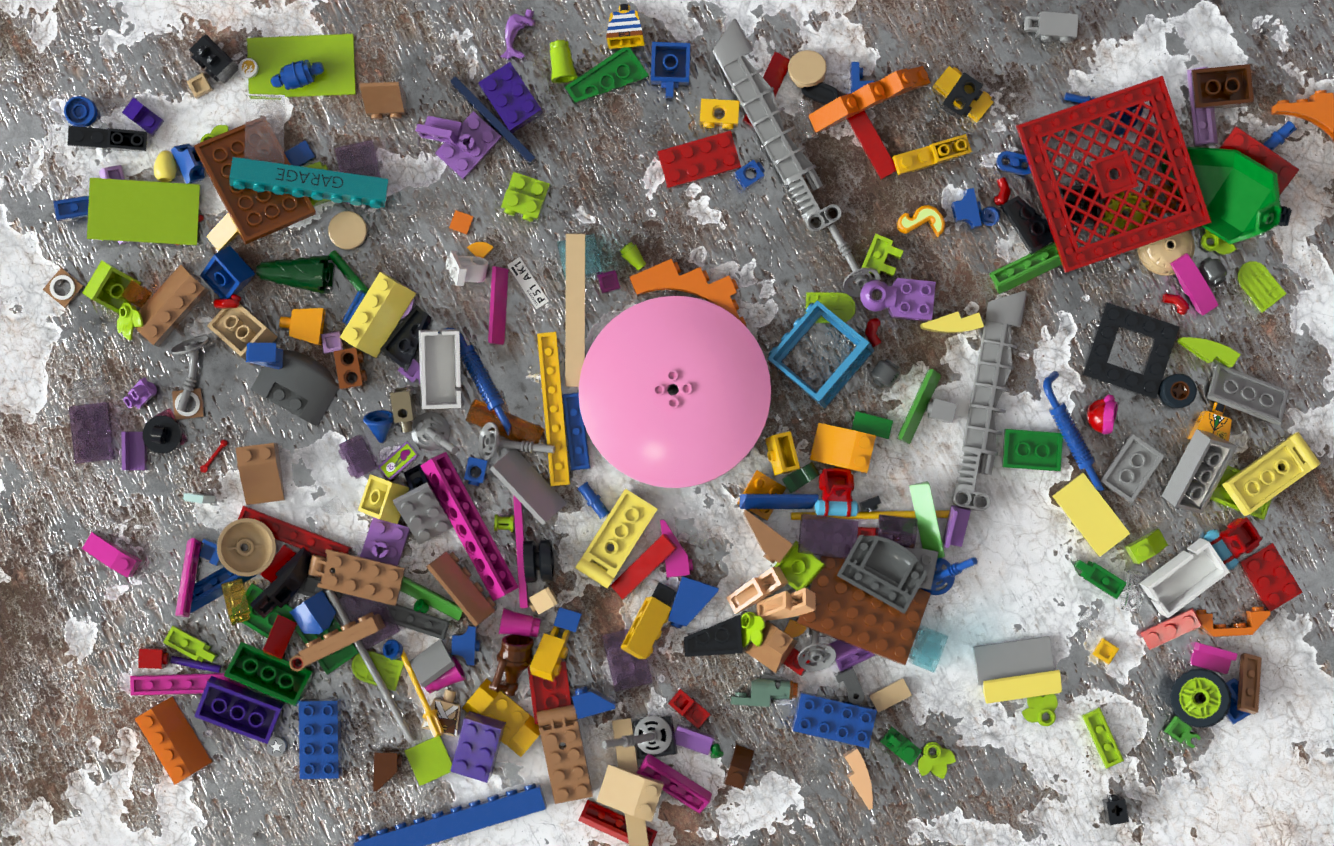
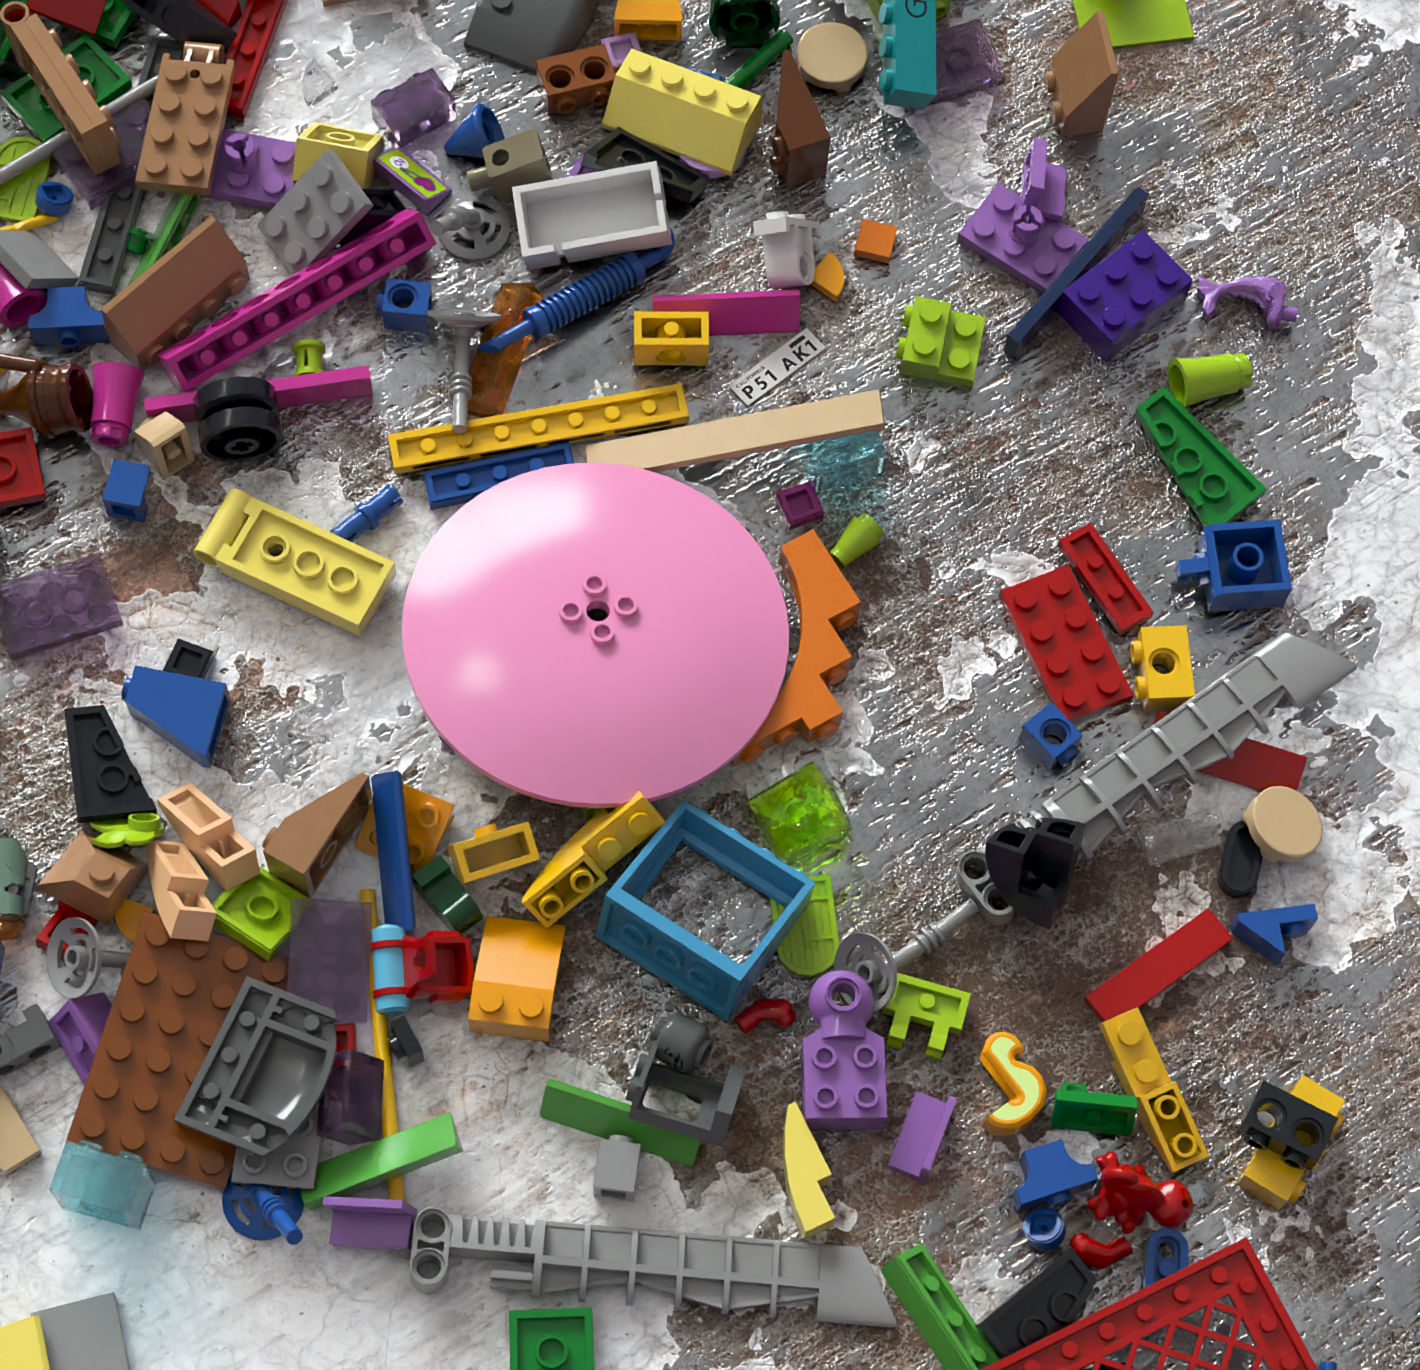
camera: 80 degrees right, 20 degrees down
(314, 614) = (115, 59): blue slope -> none
(400, 255) = (800, 134): none -> reddish brown slope
(512, 335) = (671, 338): none -> yellow brick
(528, 486) = (382, 392): light grey tile -> none
(550, 654) = (57, 460): yellow hinge -> none
(624, 29) = (1294, 477): torso -> none
(643, 566) = (241, 613): red tile -> none
(646, 628) = (115, 627): yellow brick -> none
(667, 134) = (1105, 578): none -> red plate
(677, 563) = (269, 672): dark pink slope -> none
(777, 302) = (800, 814): none -> clear neon green slope
(793, 412) = (587, 855): none -> yellow slope
(822, 194) = (1035, 865): none -> black brick
(868, 96) = (1255, 939): orange arch -> none
(872, 425) = (571, 1032): green tile -> none
(920, 360) = (717, 1098): none -> dark grey window
(939, 178) = (1092, 1112): none -> green hinge
(940, 266) = (921, 1136): none -> medium lavender panel
(981, 172) = (1130, 1194): none -> red animal

